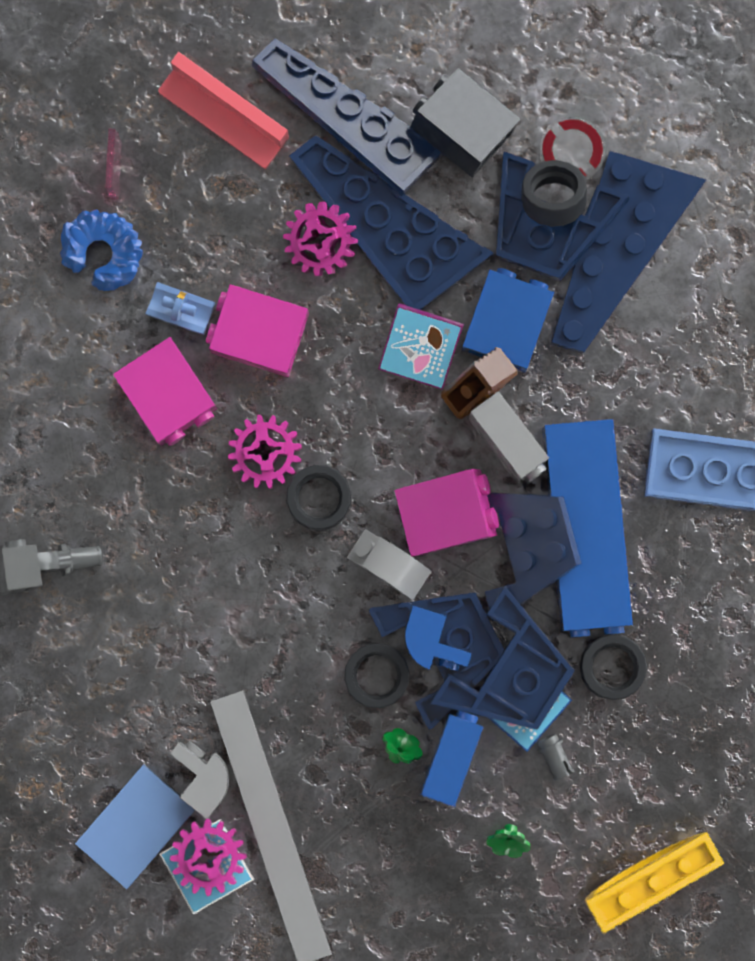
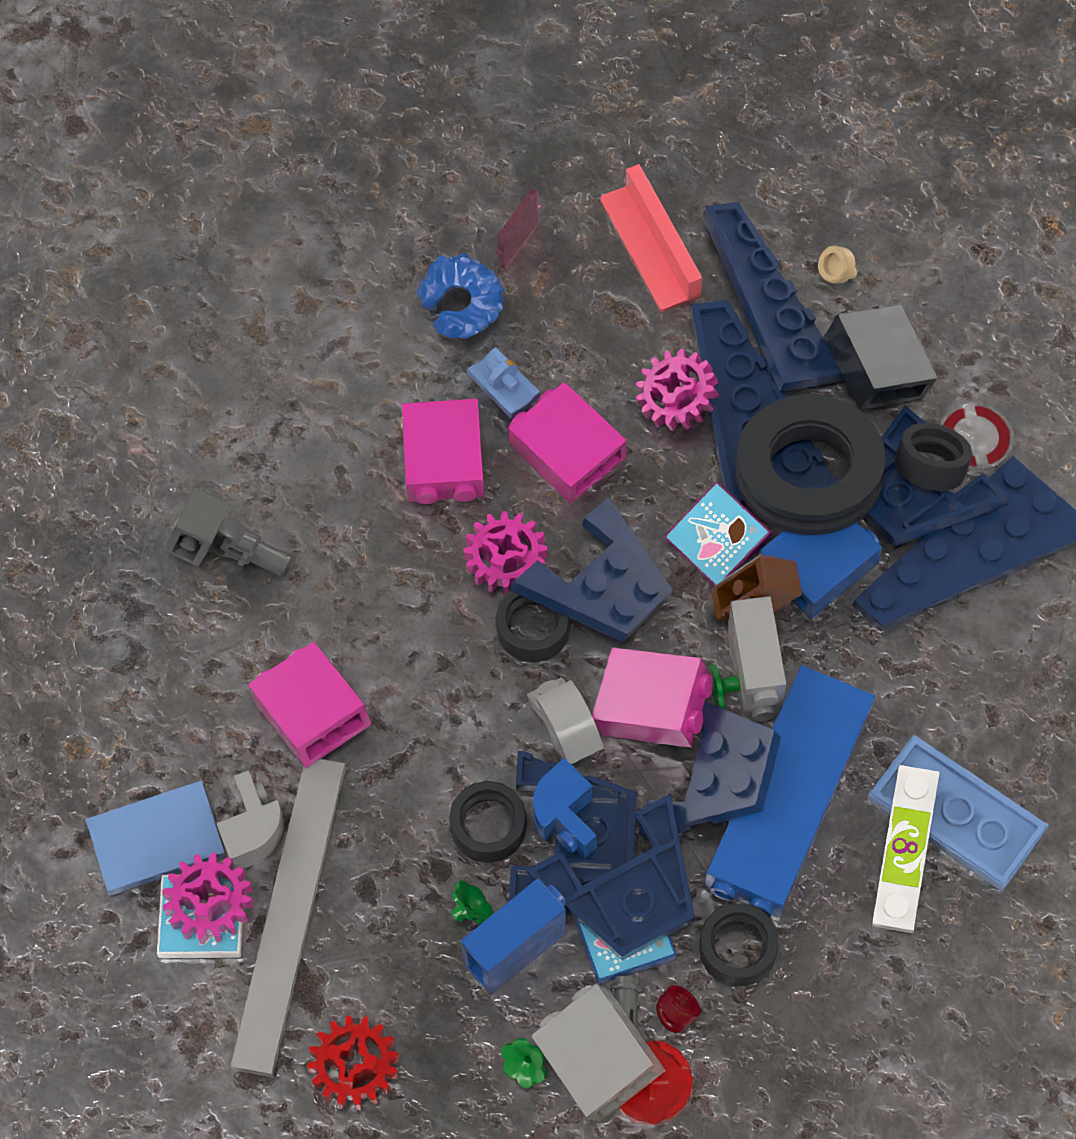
camera: 30 degrees right, 20 degrees down
(189, 661) = (309, 704): none -> dark pink brick
(367, 436) = (613, 591): none -> dark blue wing
(370, 918) = (336, 1058): none -> red gear
(385, 54) = (837, 265): none -> tan tile
(455, 207) = (805, 509): none -> black tyre
(492, 471) = (722, 685): none -> green plant
(558, 809) = (597, 1052): none -> light grey brick
(595, 739) = (677, 1008): none -> dark red tile
(604, 803) = (665, 1095): none -> red tile
(695, 524) = (905, 849): none -> plate

